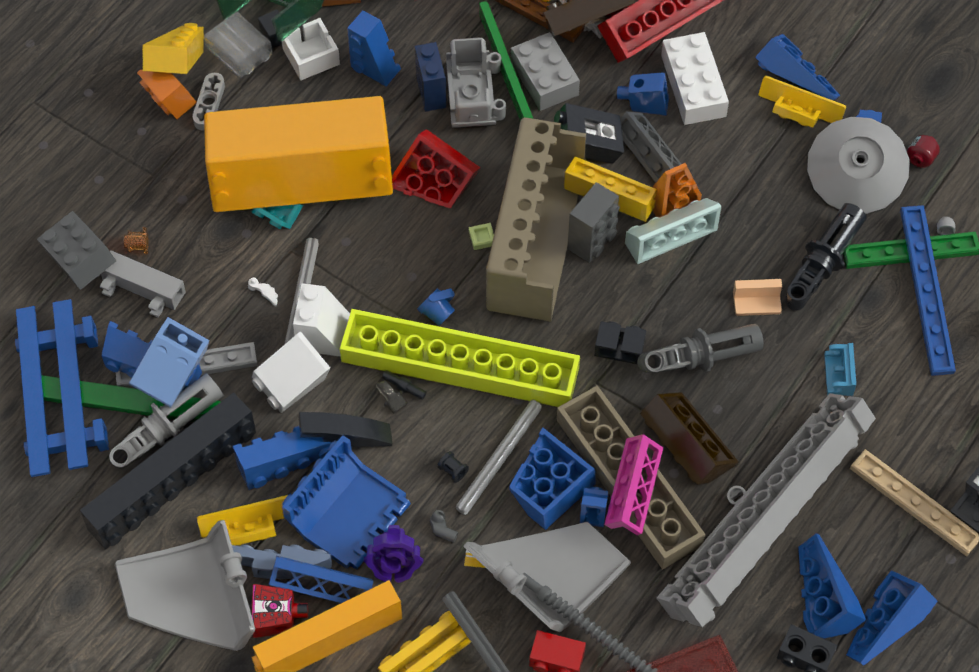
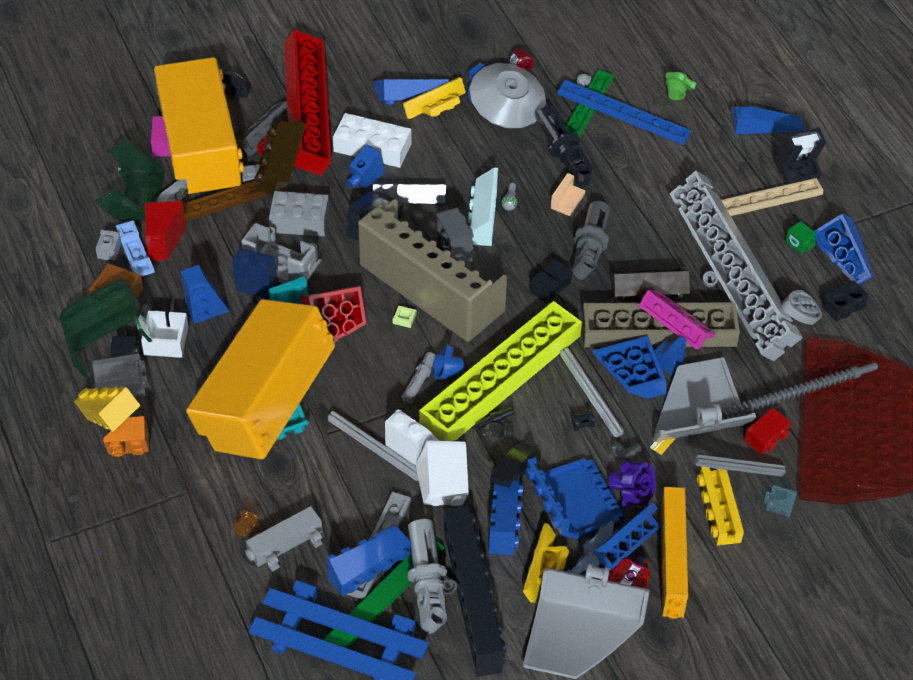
camera: 60 degrees left, 10 degrees down
(76, 250) = (229, 562): dark grey brick -> none
(169, 362) = (390, 534): medium blue slope -> none
(206, 92) = (155, 429): light grey beam -> none
(265, 289) = (350, 464): white piece -> none
(408, 290) = (422, 372): none -> light grey pin
(419, 118) = (289, 291): none -> teal plate
(506, 66) = (288, 235): green tile -> none
(634, 197) = (426, 219): yellow brick -> none
(675, 190) = (460, 191): orange wedge -> none
(709, 246) = (509, 201): none -> light grey piece
(763, 598) = (801, 307): none -> light grey piece
(829, 600) = (813, 272): blue wedge -> none
(840, 369) = (652, 182): dark azure hinge -> none
(870, 562) = (801, 237): none -> green brick

